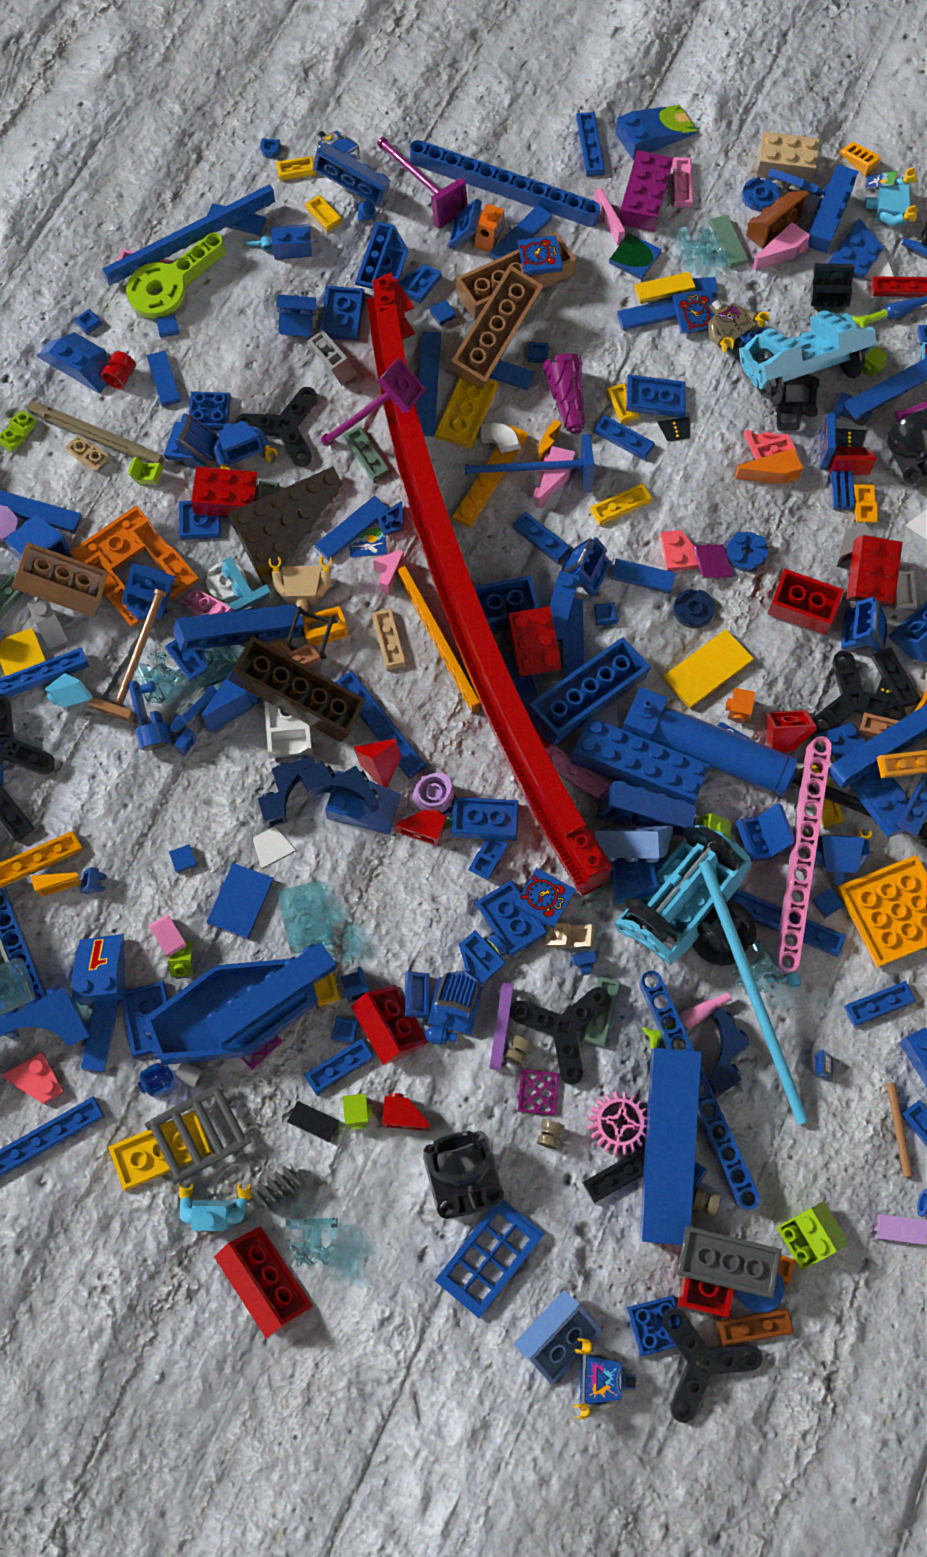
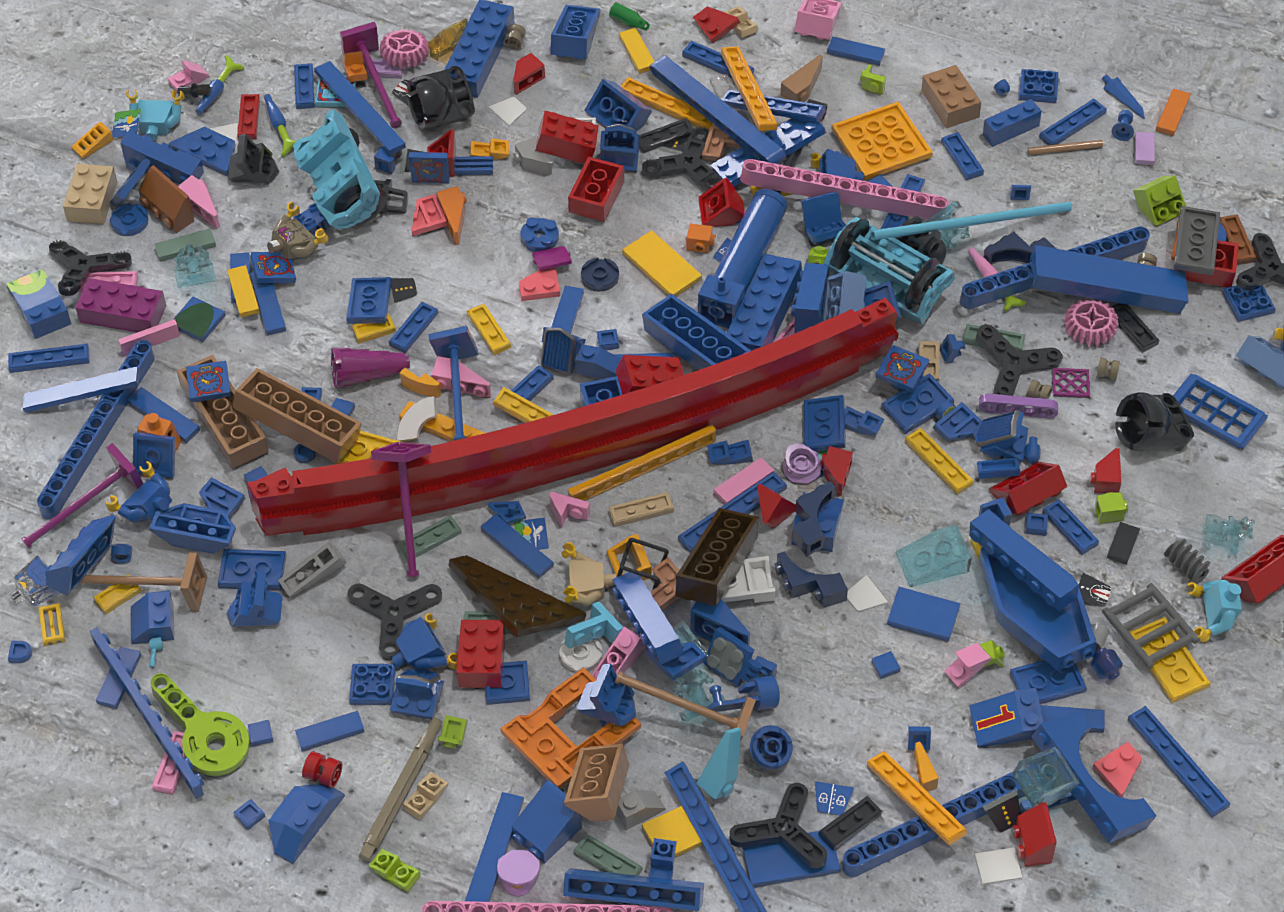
camera: 90 degrees left, 15 degrees down
(42, 798) = (832, 797): none -> blue sticker
(89, 738) = (771, 747): none -> blue cone
(255, 1080) = (1093, 590): none -> black sticker
(321, 259) = (191, 585): none -> medium nougat tile
(415, 223) = (146, 500): none -> blue torso
(417, 736) = (743, 480): none -> bright pink tile
(434, 935) = (939, 461): none -> yellow tile
(453, 724) = (724, 453): none -> blue slope
(512, 532) = (519, 406): none -> yellow tile
(542, 165) = (81, 389): none -> tile
(701, 167) = (82, 265): none -> black piece

